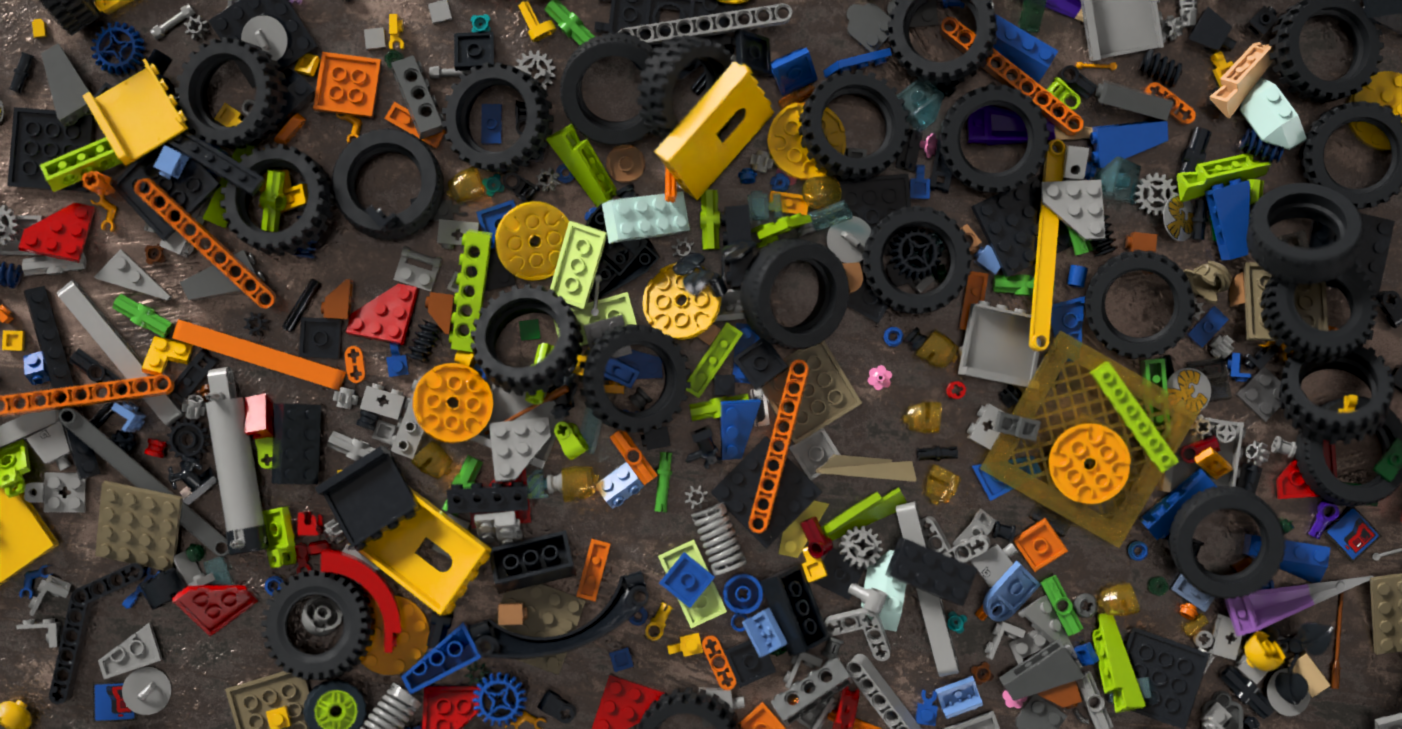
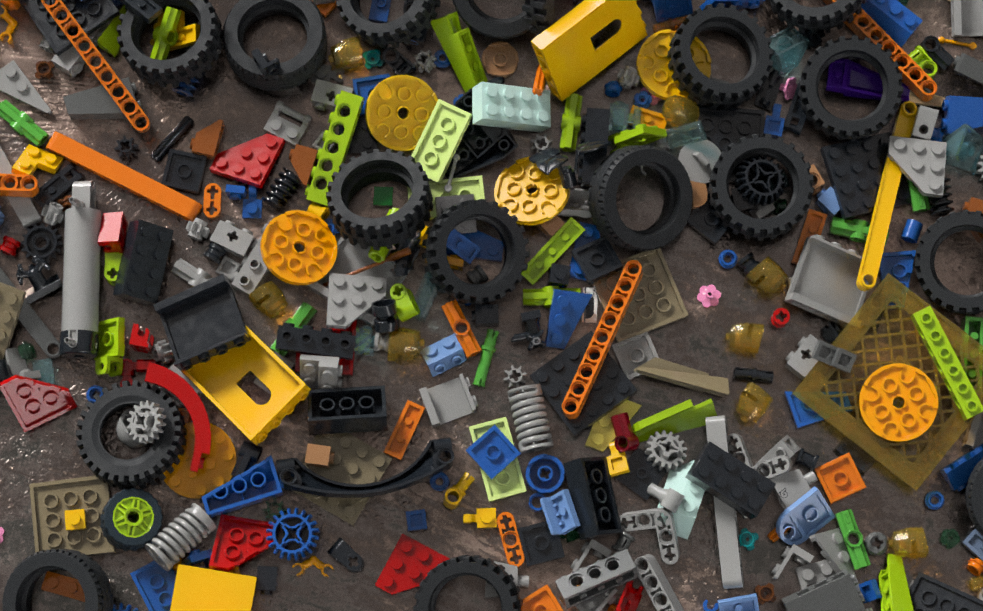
camera: 15 degrees right, 10 degrees down
(330, 614) = (146, 422): none -> light grey gear
(377, 352) = (236, 192): none -> blue plate
(553, 459) = (385, 314): none -> black wheel
(632, 532) = (448, 401): none -> light grey panel

